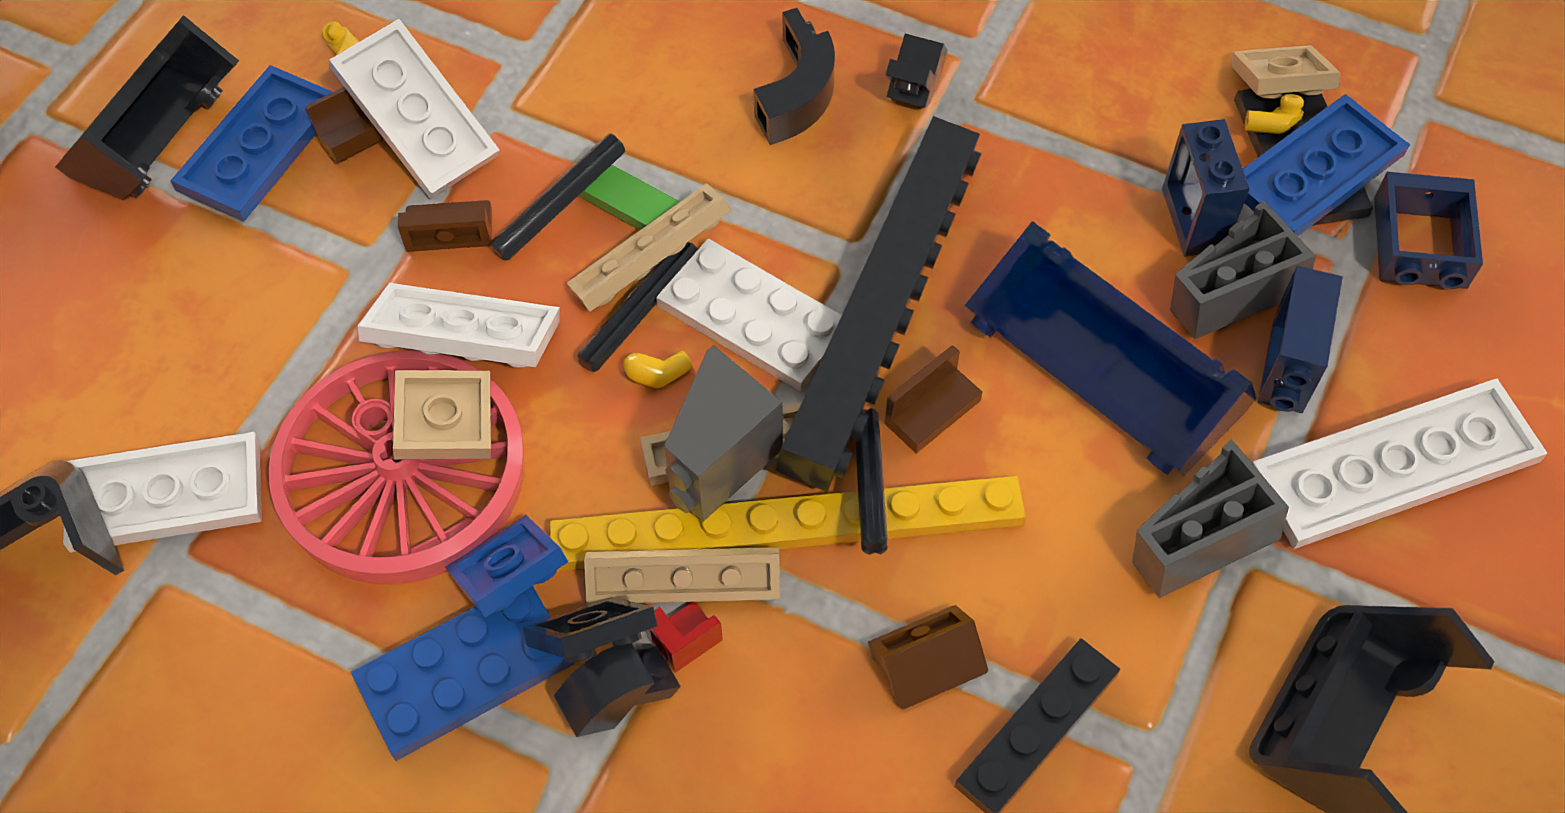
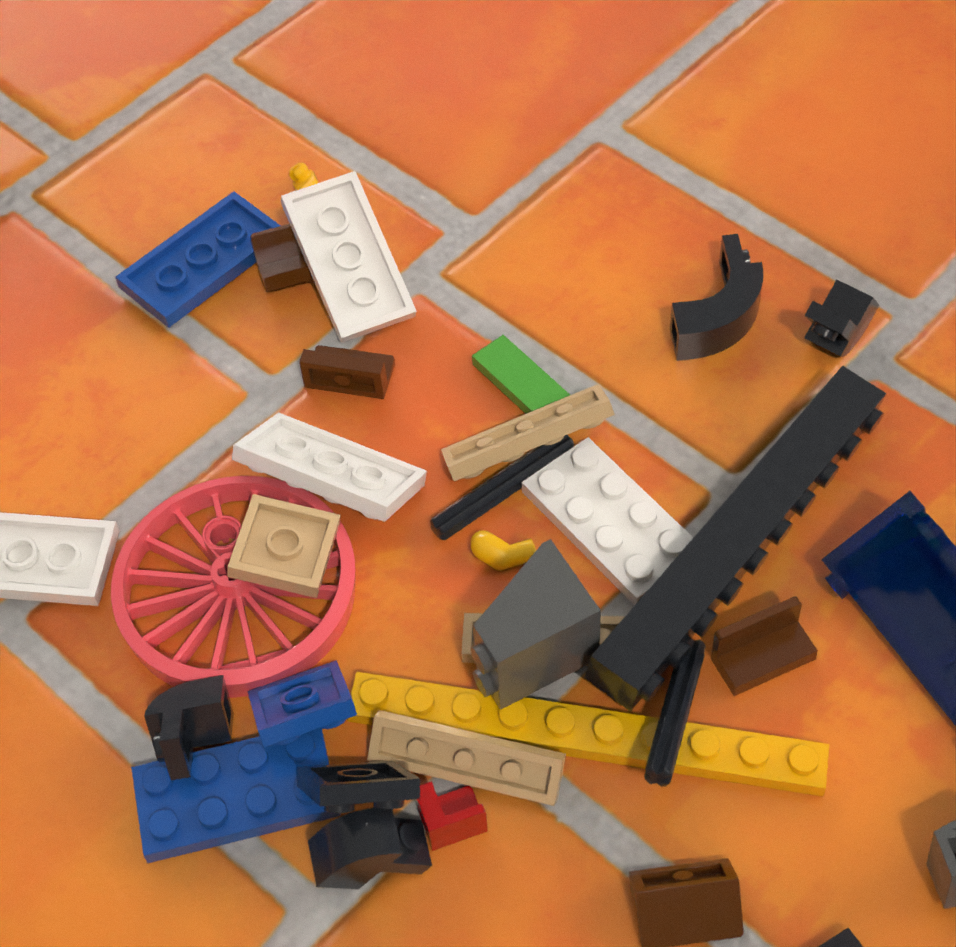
camera: 20 degrees right, 5 degrees down
(148, 111) = (114, 212): black windscreen -> none
(397, 608) = (189, 718): none -> black brick
(558, 197) = (457, 366): black axle -> none

